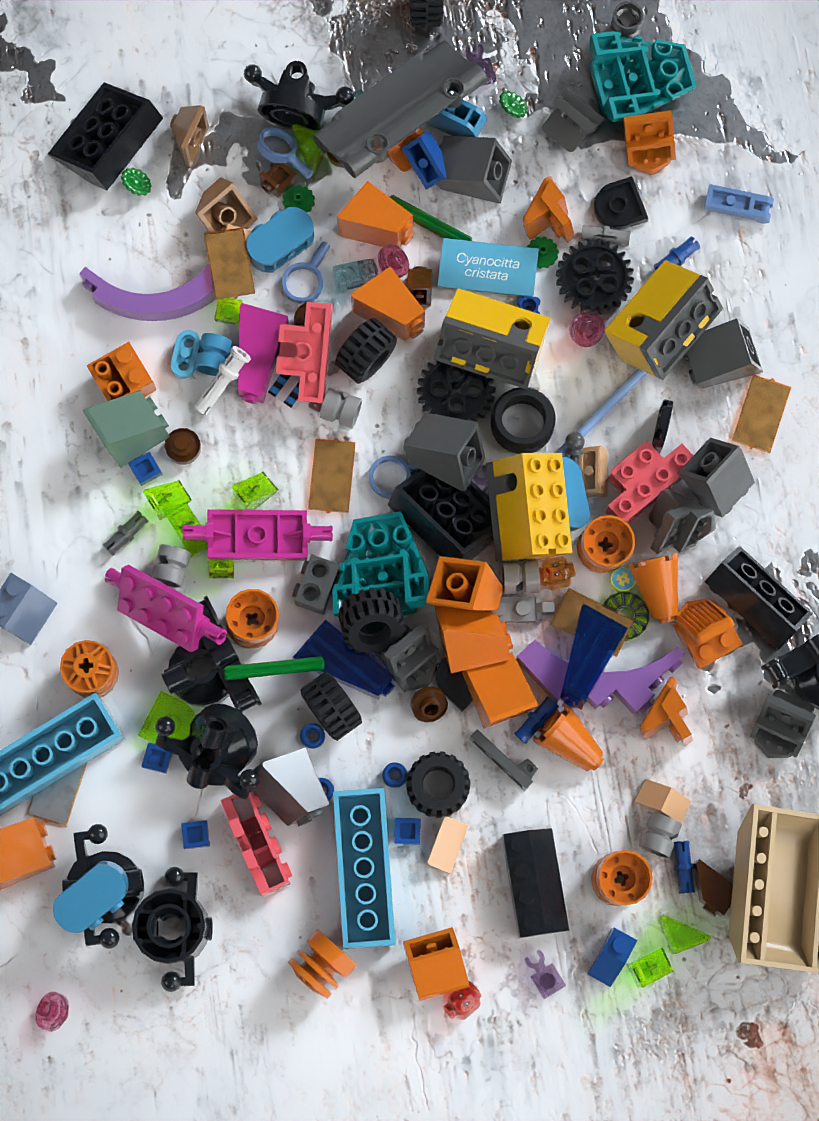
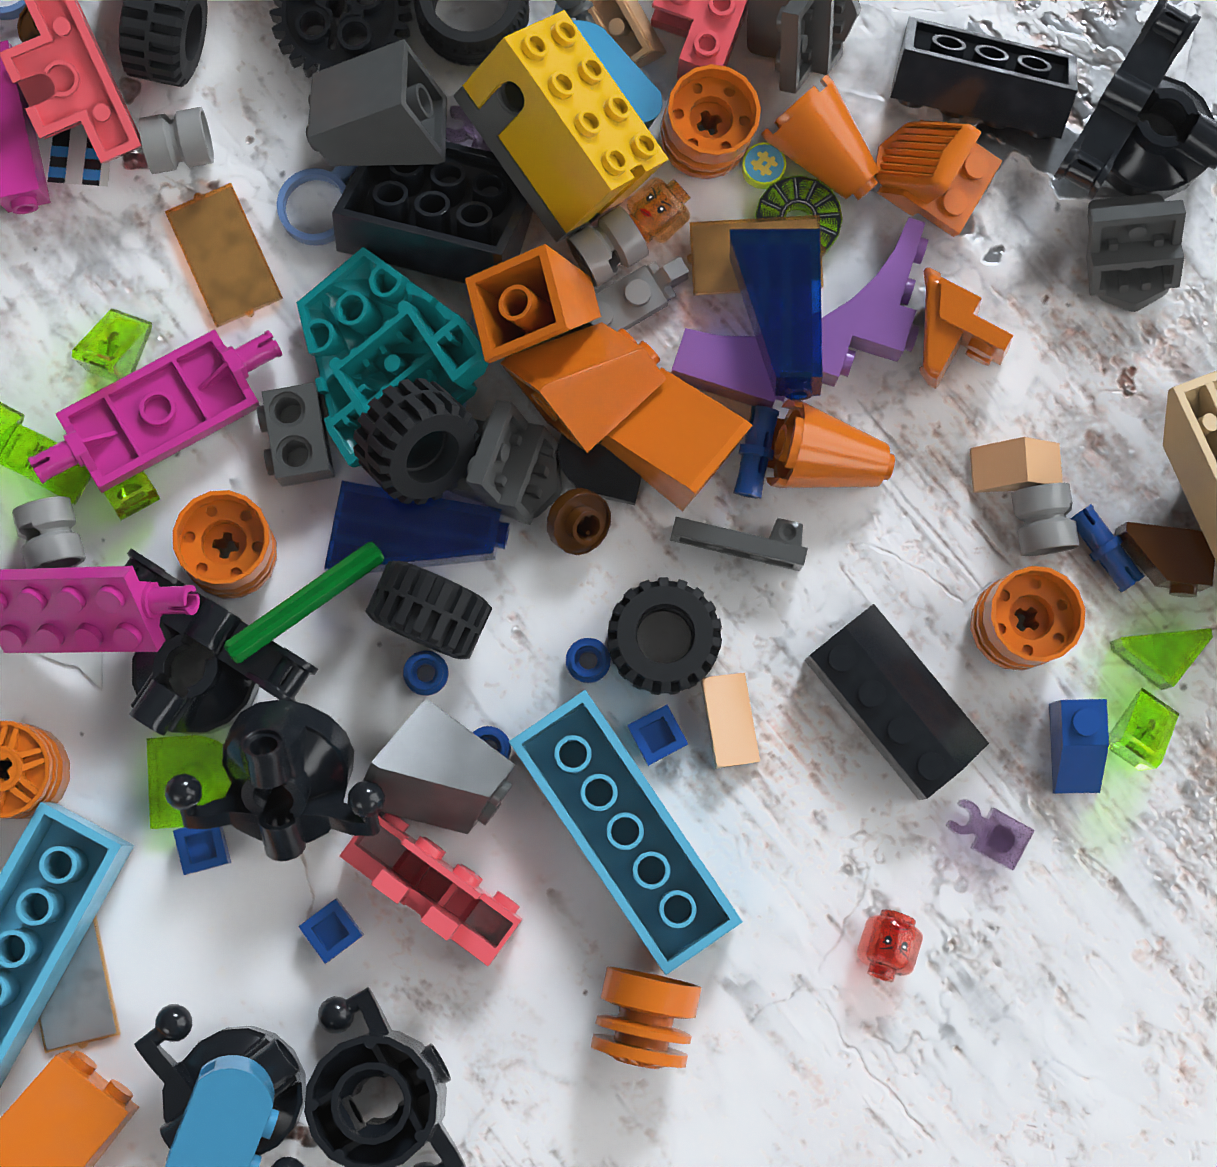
camera: 30 degrees left, 5 degrees up
(436, 964) = (821, 914): orange slope -> none

